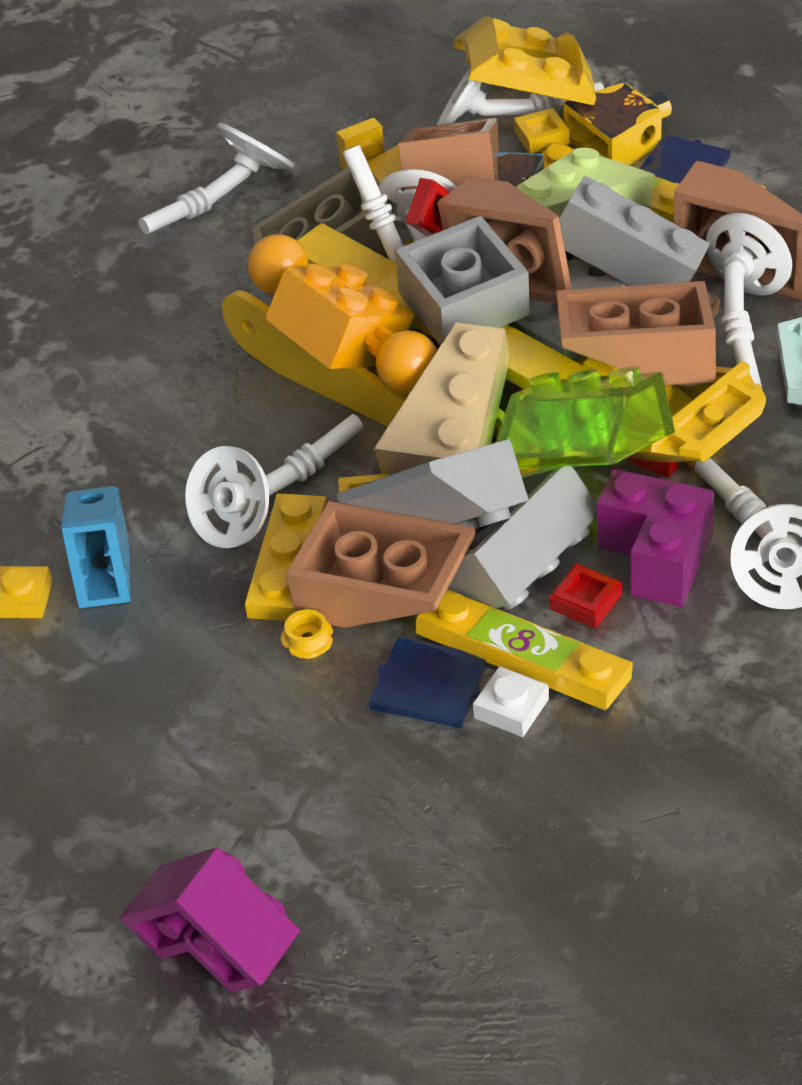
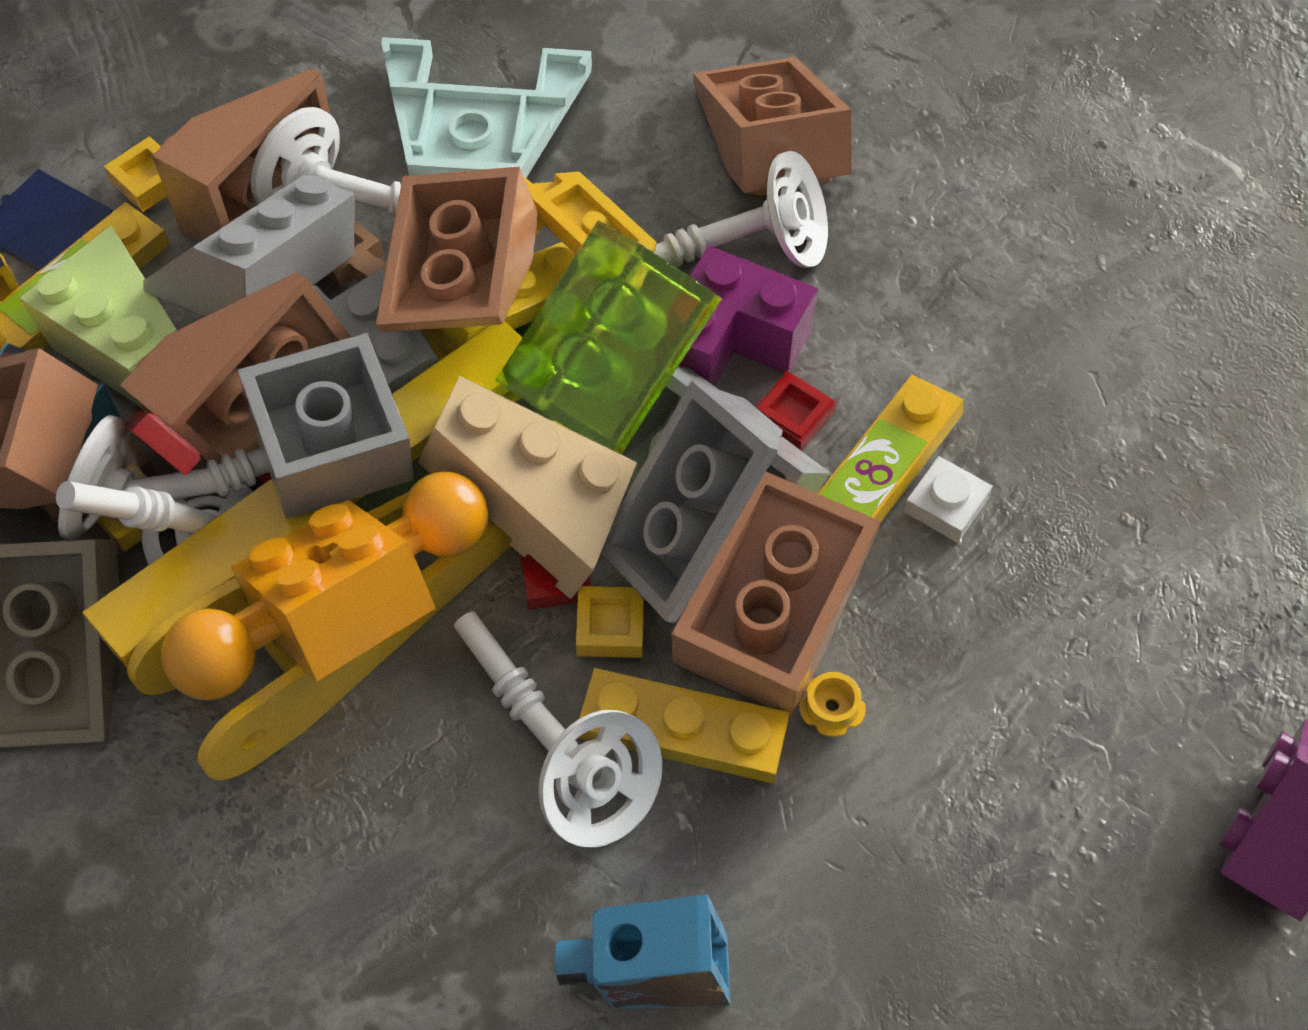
camera: 90 degrees left, 15 degrees up
(428, 682) = (908, 584): clear blue piece -> none

